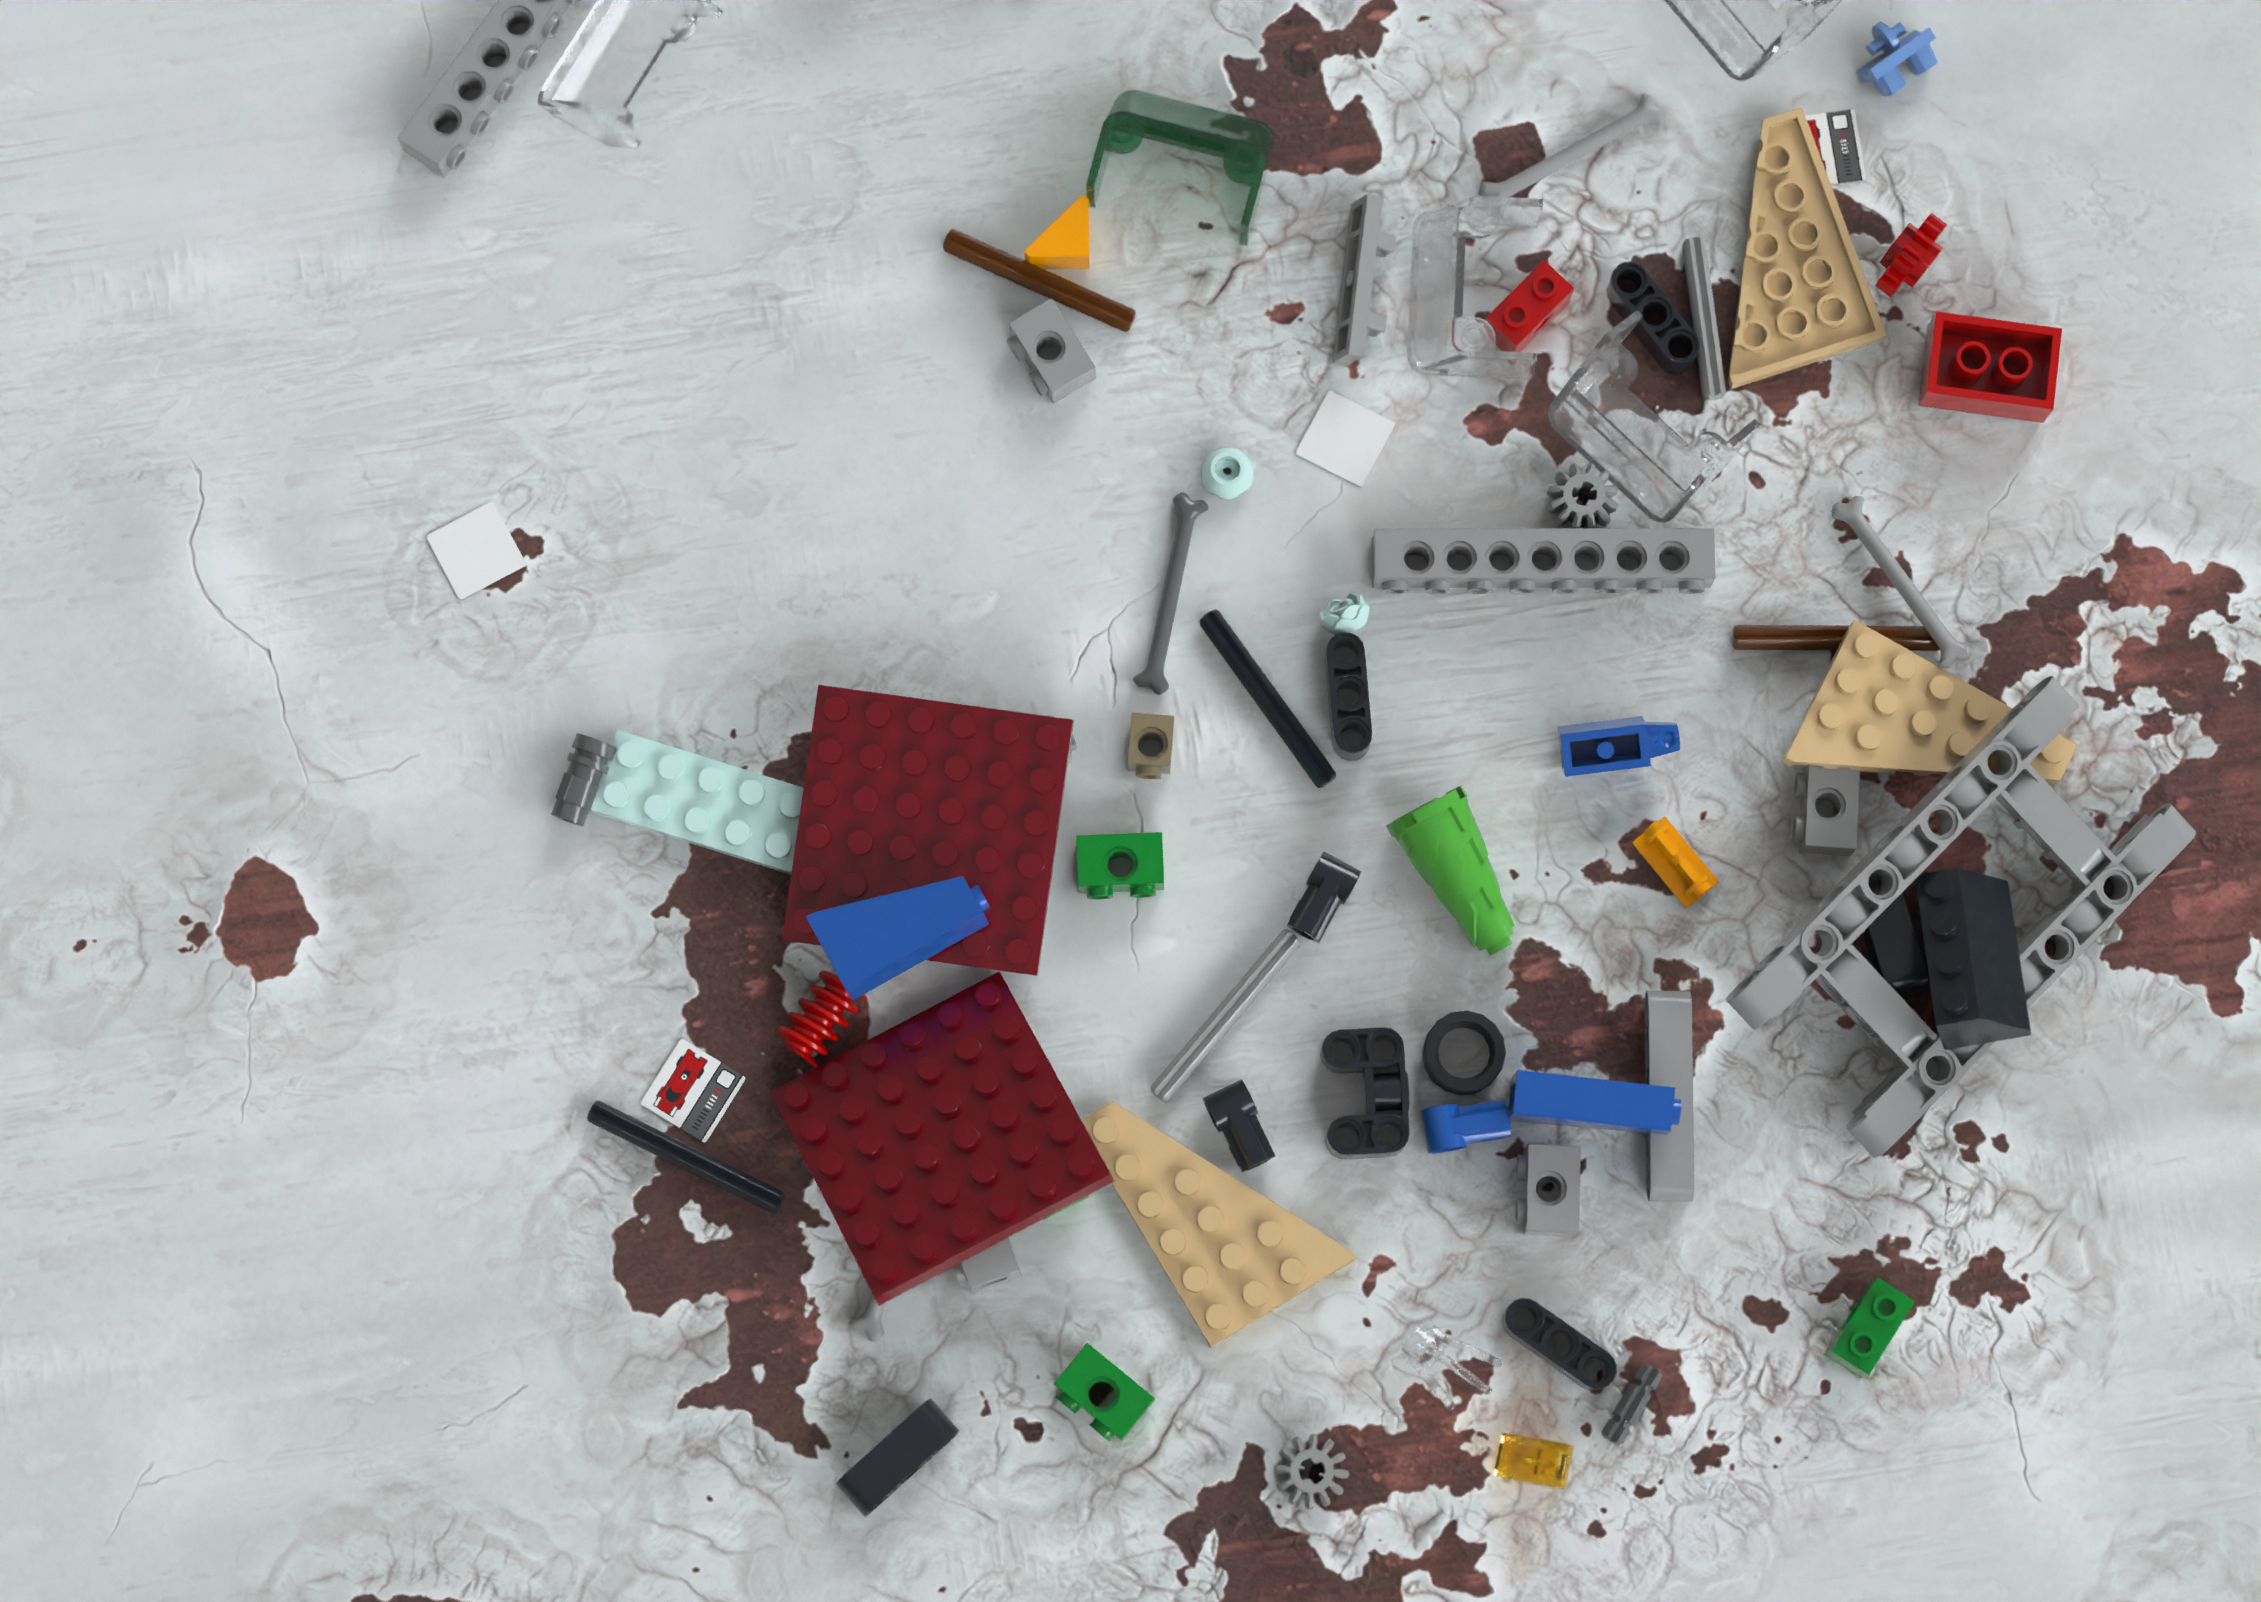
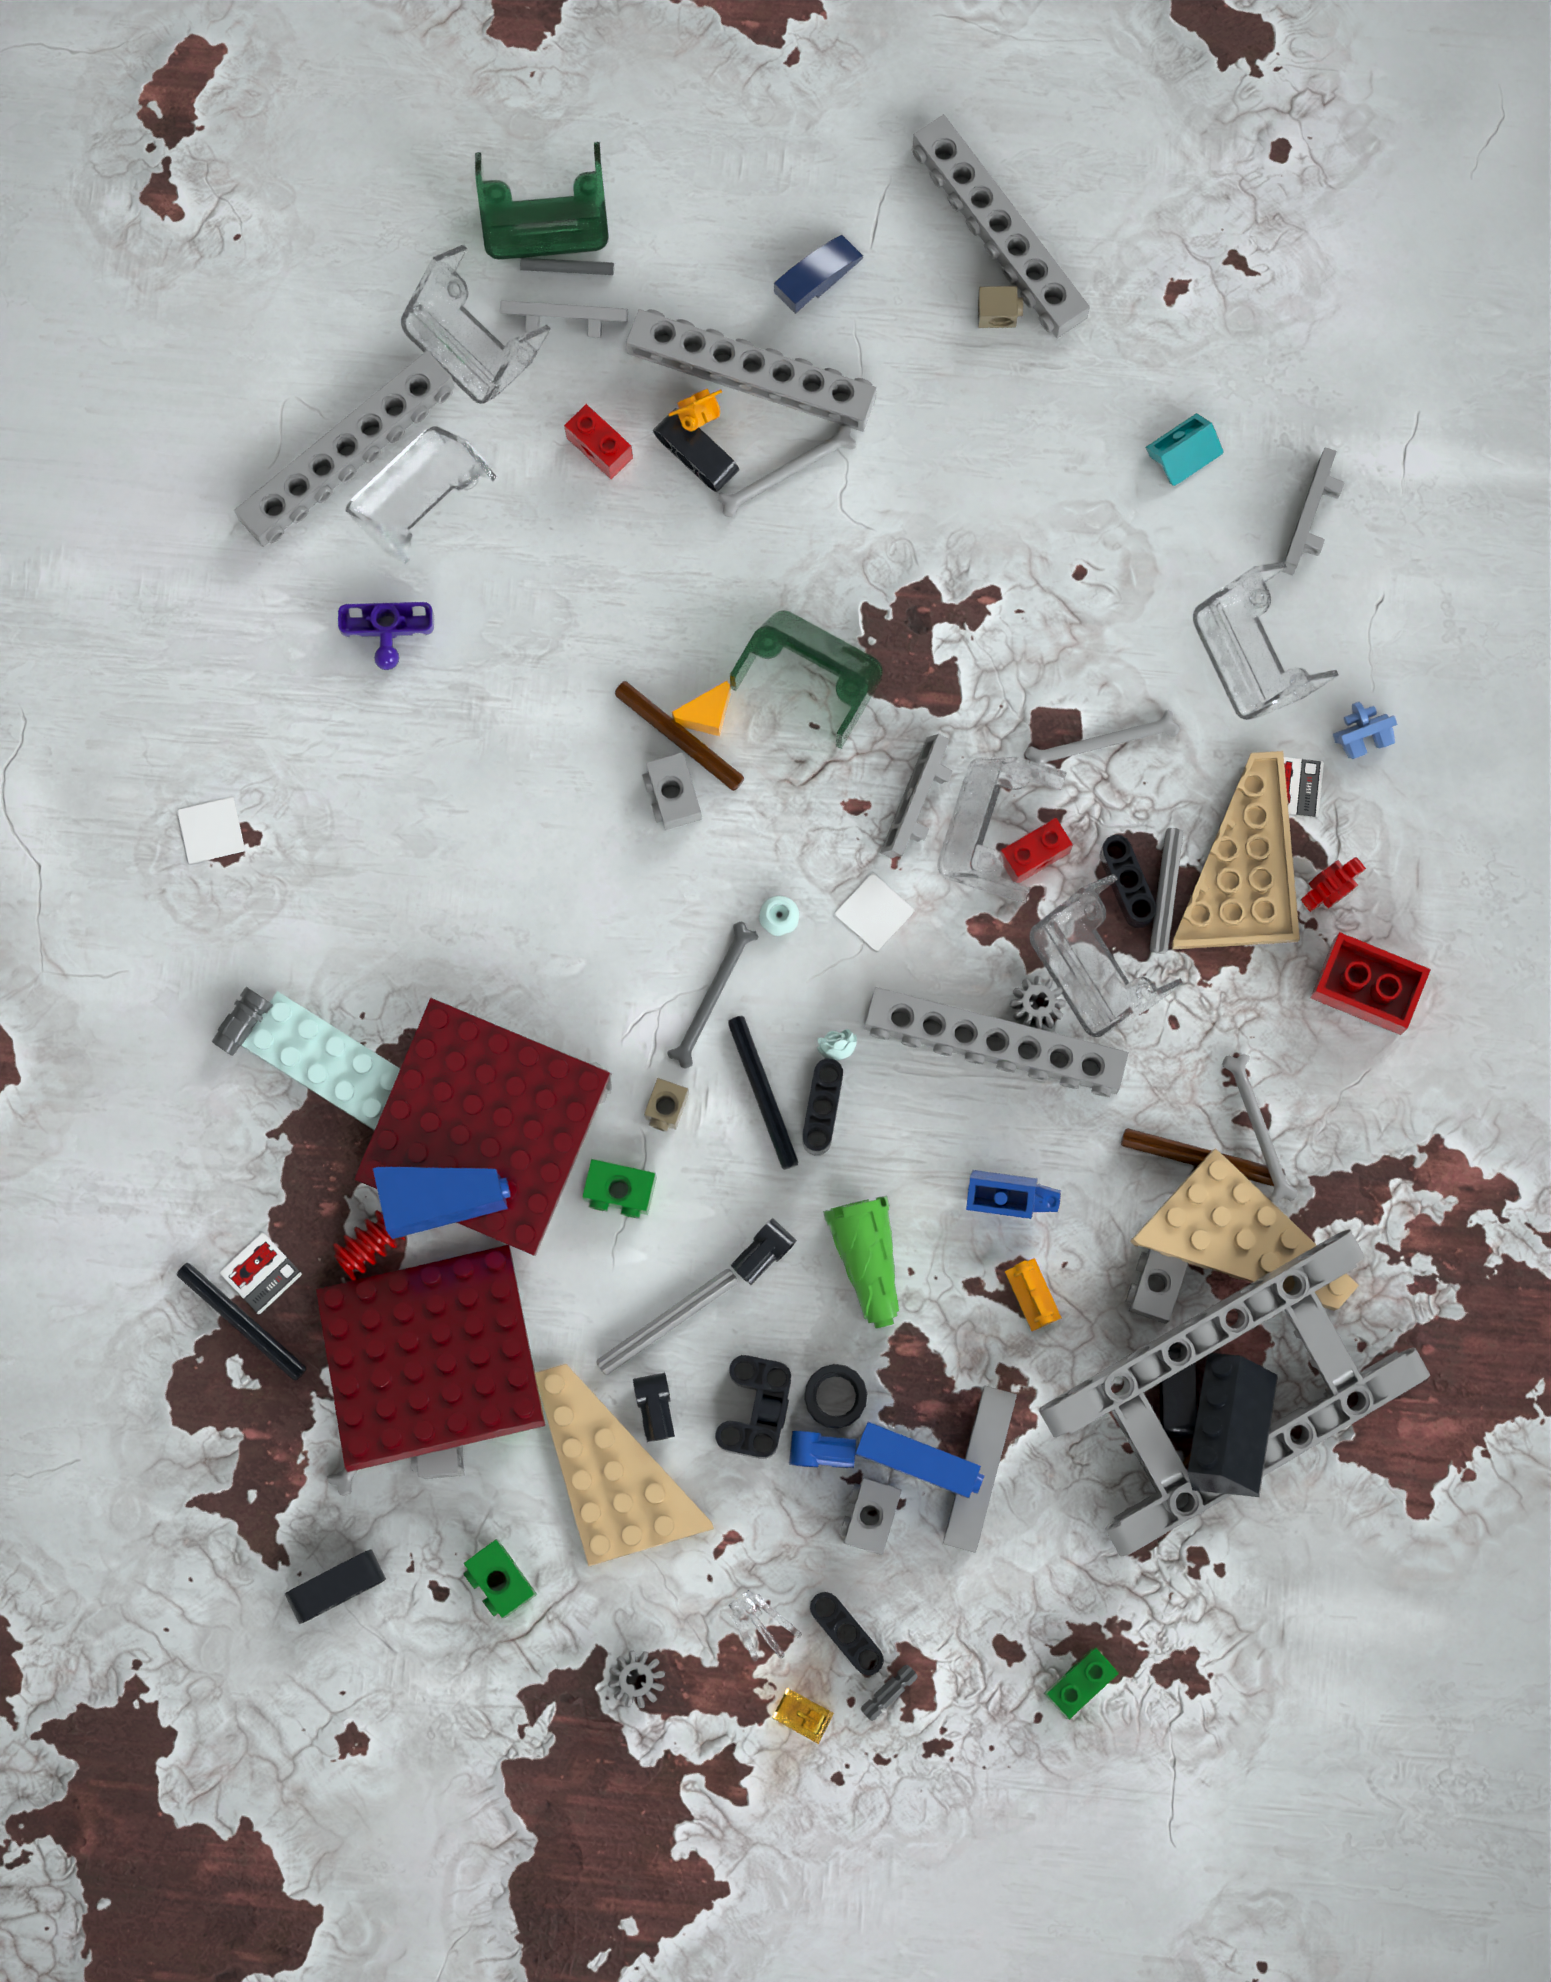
camera: 15 degrees right, 0 degrees up
(607, 241) = (368, 625): none -> dark purple piece

